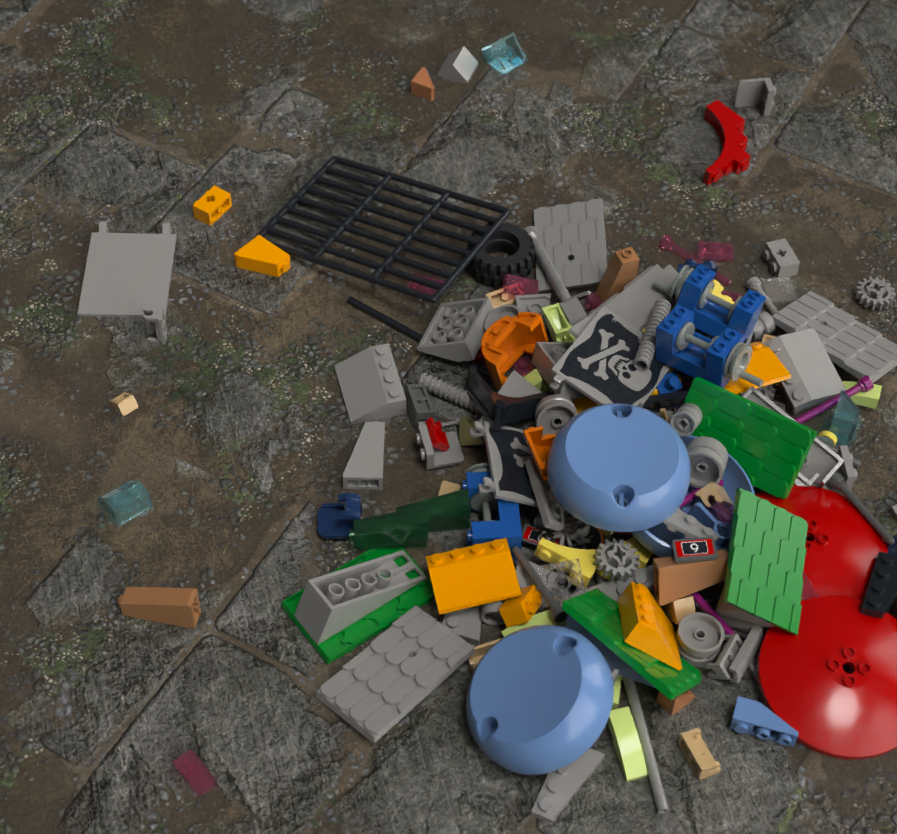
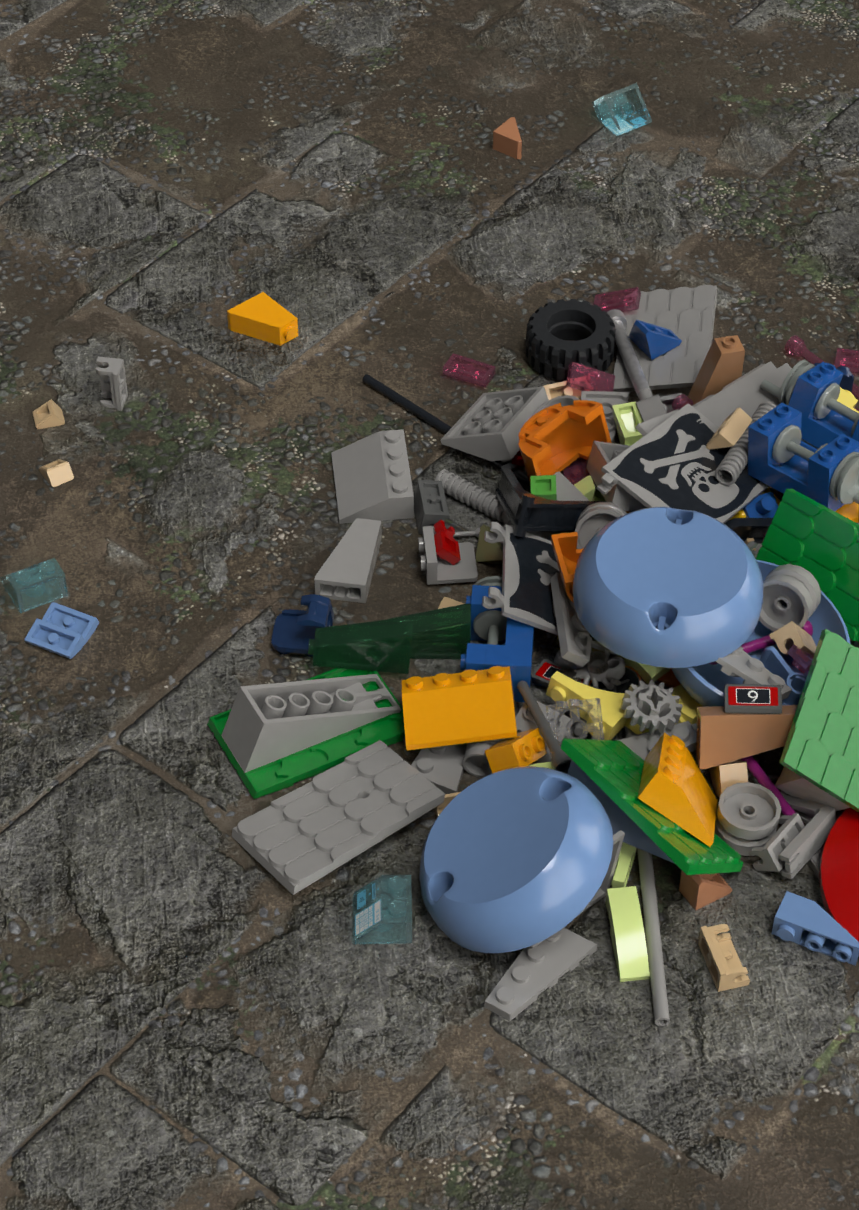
camera: 10 degrees right, 5 degrees down
(108, 355) = (48, 415): none -> tan slope
(127, 272) = (90, 320): light grey flag -> none
(154, 539) = (62, 630): none -> medium blue slope
(162, 605) = (56, 705): medium nougat slope -> none
(195, 773) = (59, 906): clear pink plate -> none
(212, 205) = (211, 255): light orange brick -> none
(399, 246) = (437, 317): black bar -> none
(443, 747) = (383, 911): none -> clear light blue slope
(458, 66) = (560, 121): light grey slope -> none
(506, 385) = (544, 486): none -> bright green tile
(529, 217) = (622, 300): none -> clear pink plate
(563, 248) = (653, 339): none -> blue slope
(638, 326) = (730, 430): none -> tan slope
(686, 419) = (771, 543): light grey wheel -> none

